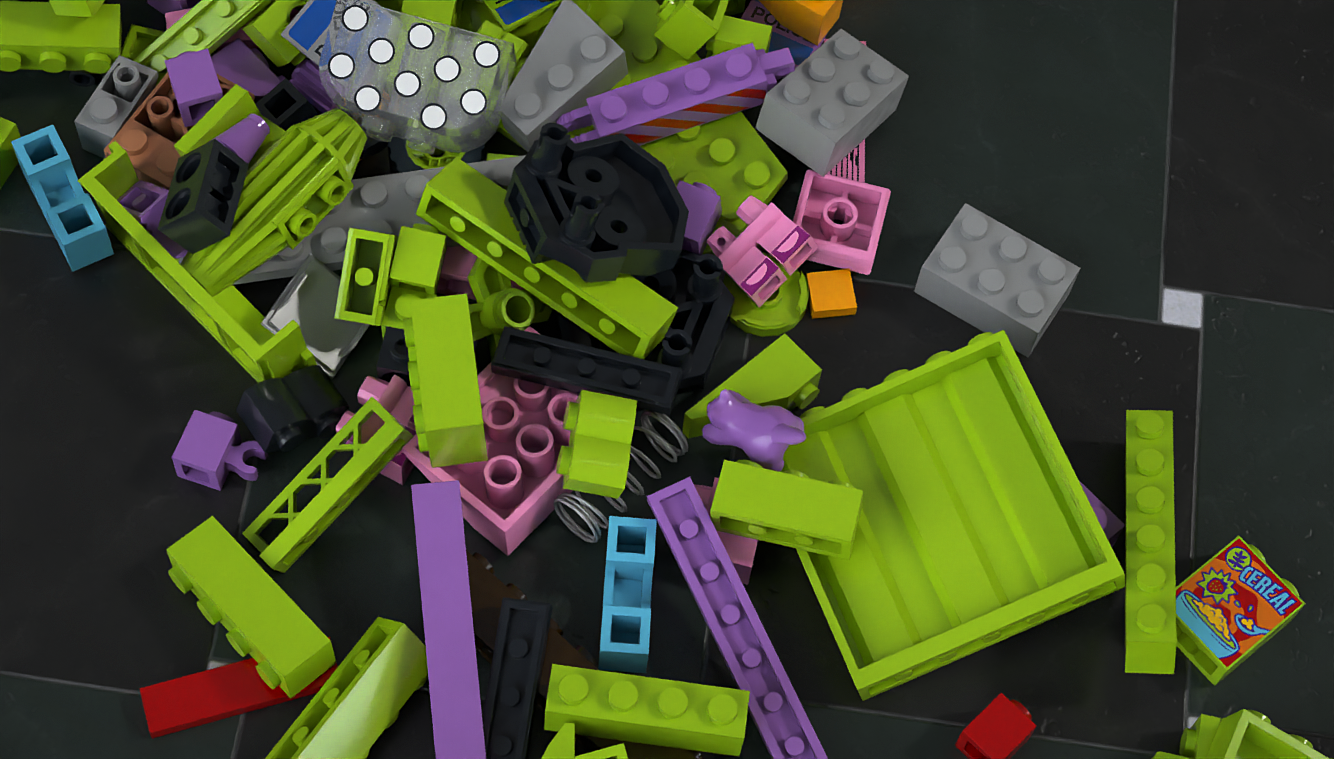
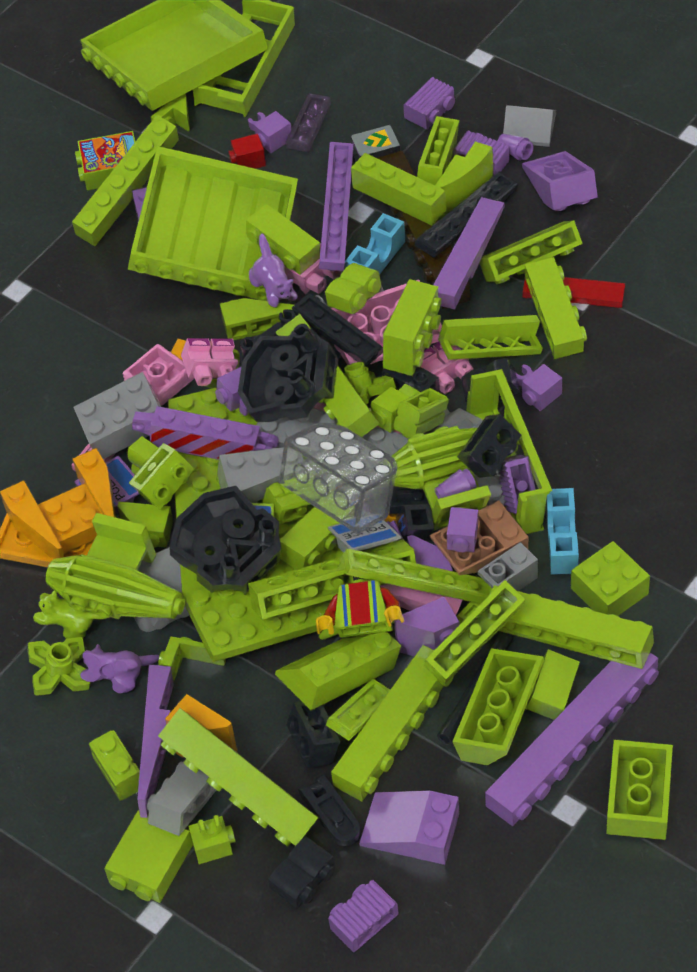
camera: 140 degrees left, 10 degrees down
(996, 279) = (101, 321): light grey brick -> none

